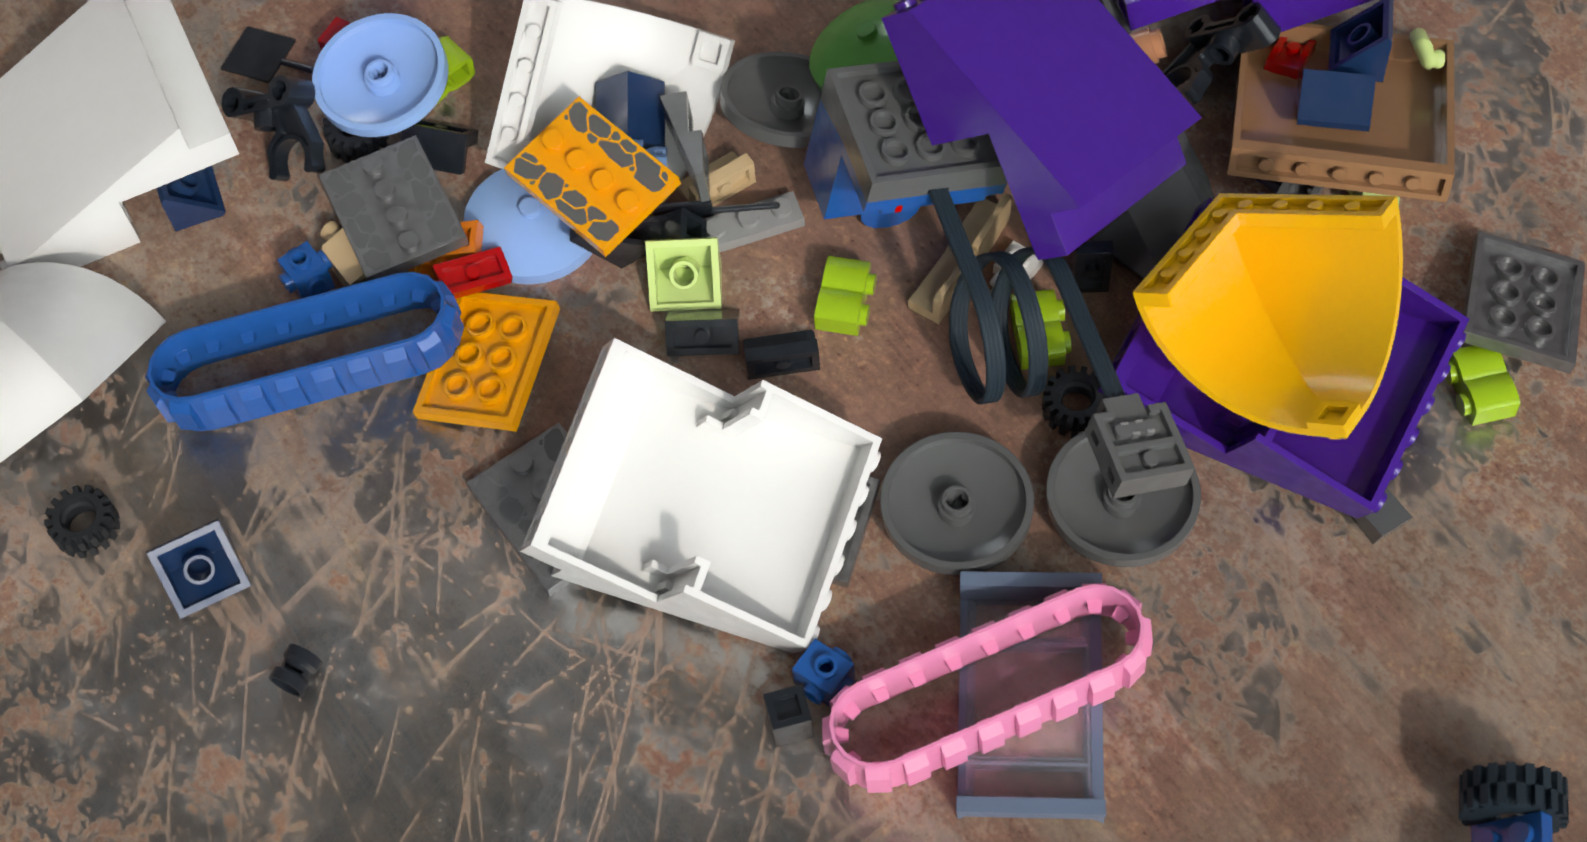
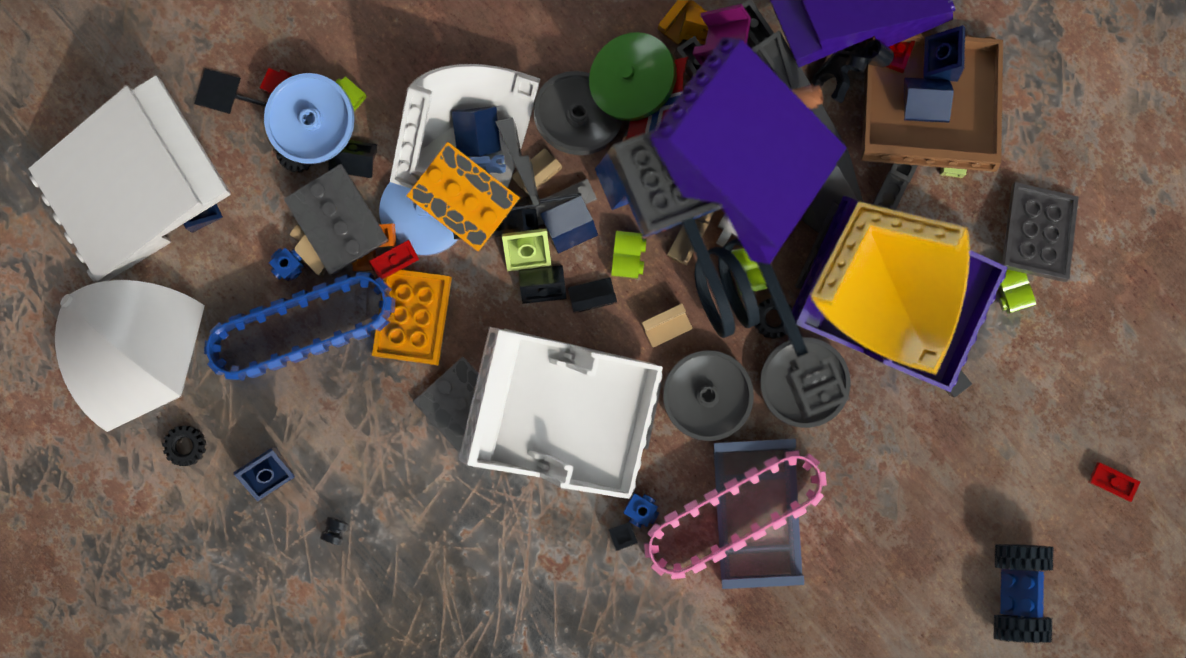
camera: 10 degrees left, 25 degrees up
(287, 113) = (252, 149): black piece -> none
(757, 248) = (569, 224): none -> slope
(897, 399) = (667, 325): none -> tan panel
(1424, 50) = (983, 53): yellowish green arm -> none

